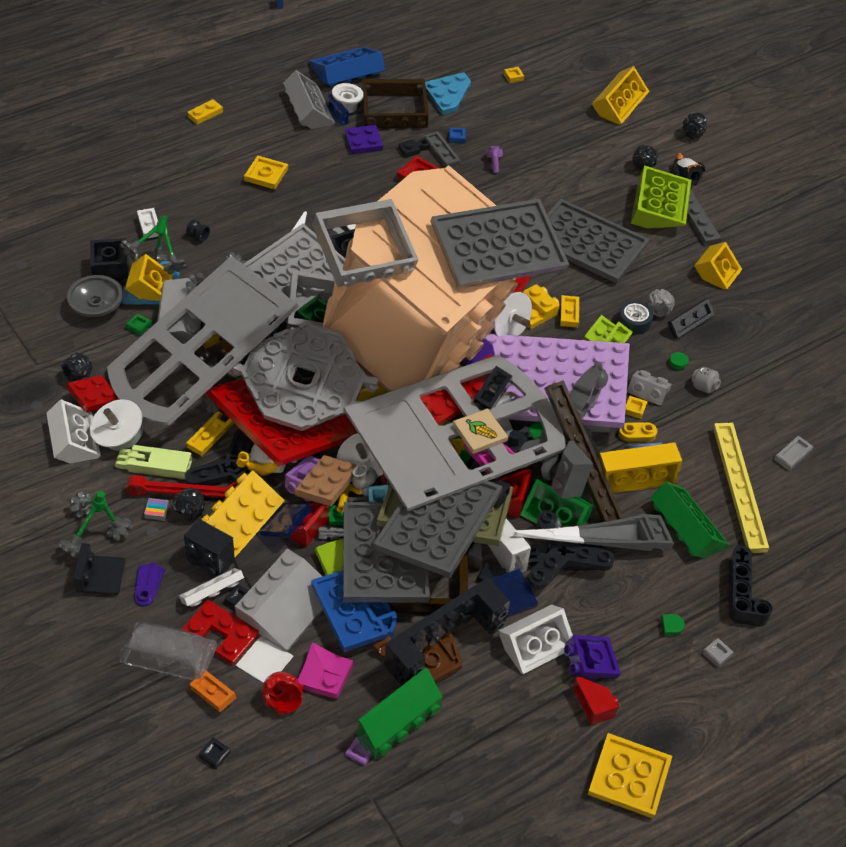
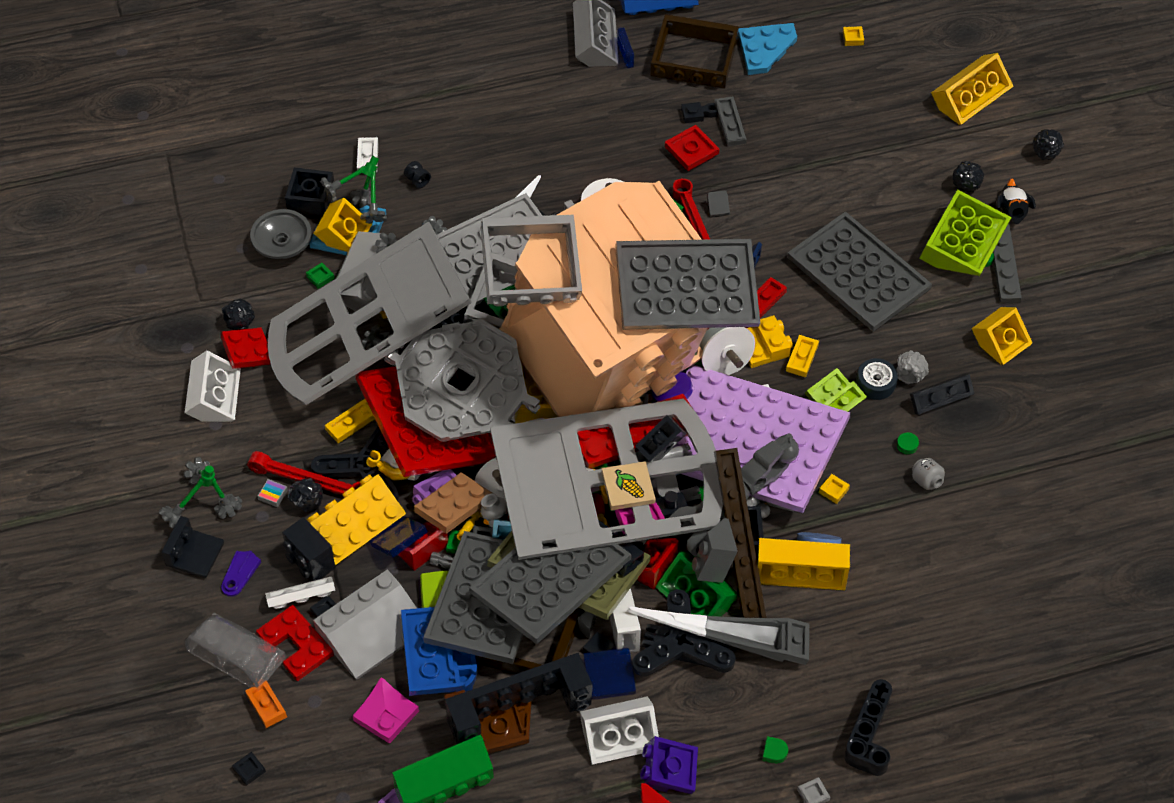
camera: 20 degrees right, 5 degrees up
(117, 425) = (258, 391): white piece -> none
(160, 461) = (292, 440): yellowish green hinge -> none
(205, 111) = (474, 24): yellow plate -> none
(264, 659) = (330, 684): white sticker -> none
(266, 172) = (516, 114): yellow plate -> none
(282, 692) = (333, 723): red hair -> none
(348, 95) = (640, 33): white piece -> none
(363, 139) = (643, 91): dark purple plate -> none
(457, 135) = (755, 105): blue tile -> none
(494, 152) = (787, 137): medium lavender plate -> none
(639, 432) = (825, 519): yellow plate -> none
(649, 387) = (859, 467): light grey bracket -> none
(688, 520) = (840, 636): green slope -> none
(740, 488) = (916, 611): light yellow plate -> none
(793, 453) = (998, 584): light grey tile -> none

